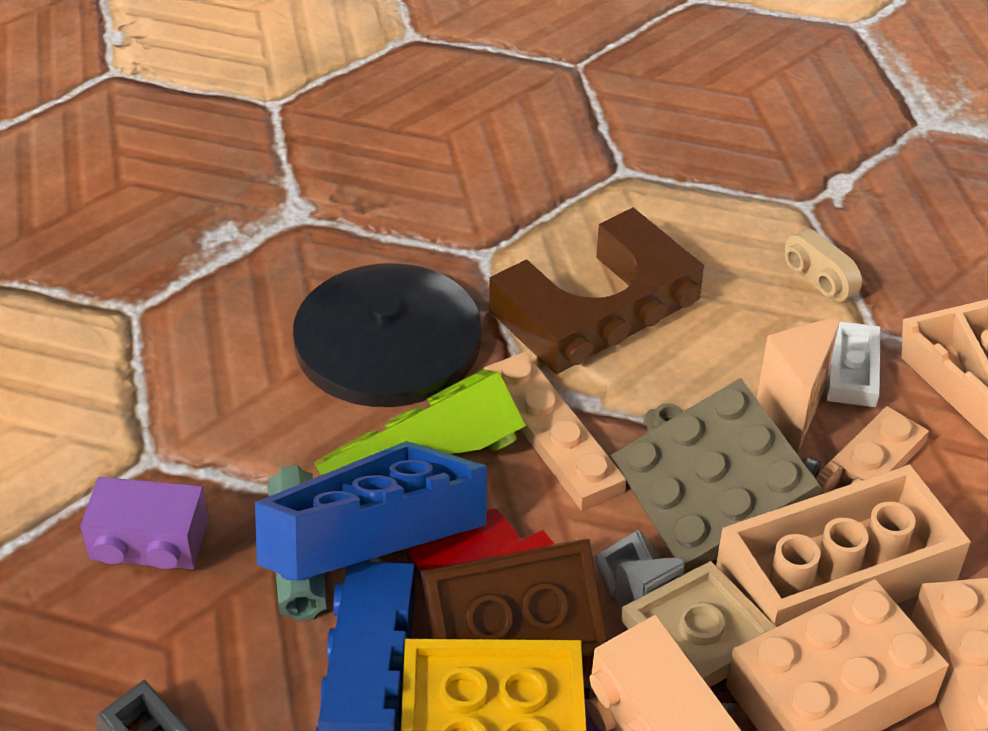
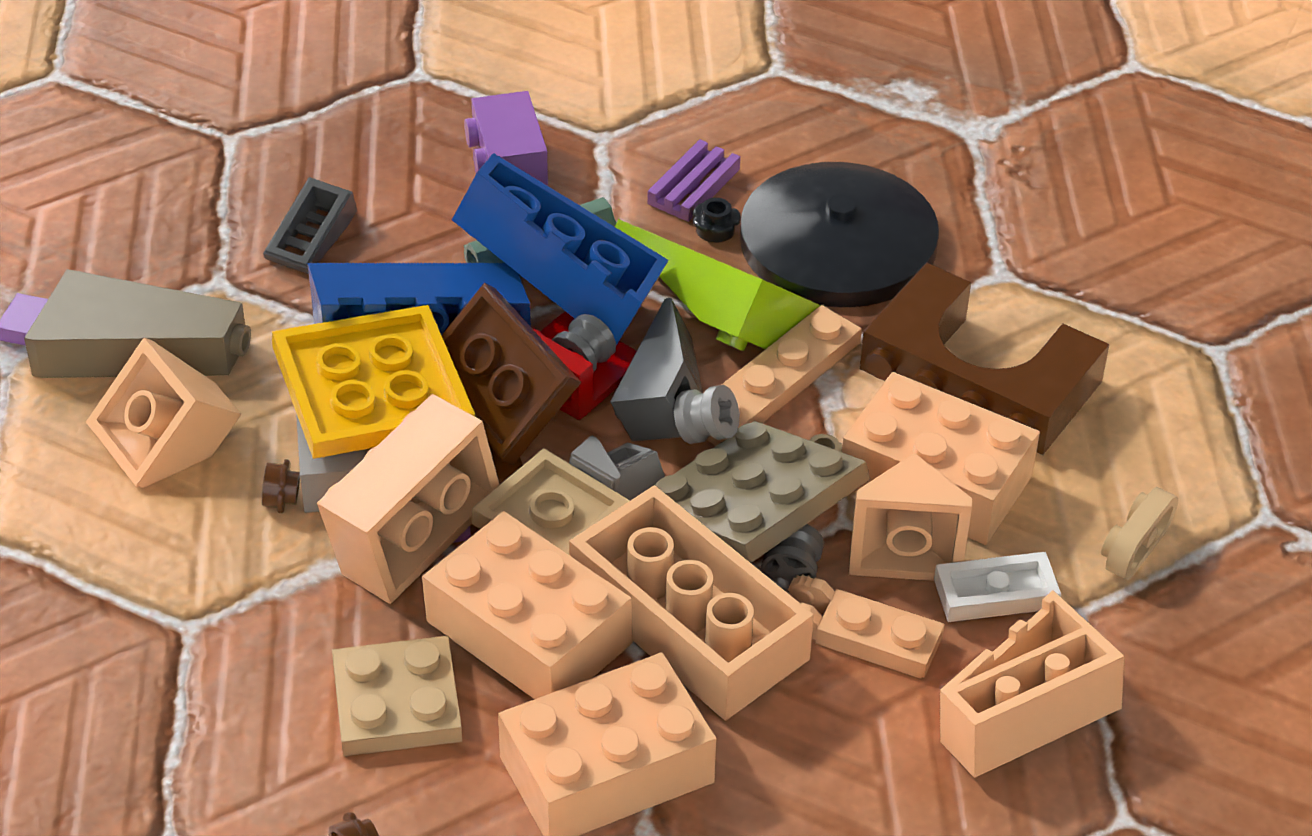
camera: 70 degrees right, 0 degrees up
(245, 384) = (685, 179): none -> medium lavender tile
(328, 407) = (715, 220): none -> black plate
(484, 533) = (588, 338): none -> dark grey wheel
(551, 495) = (656, 376): none -> dark grey slope
(619, 474) = (706, 414): none -> light grey wheel
(702, 343) = (967, 444): none -> light nougat brick

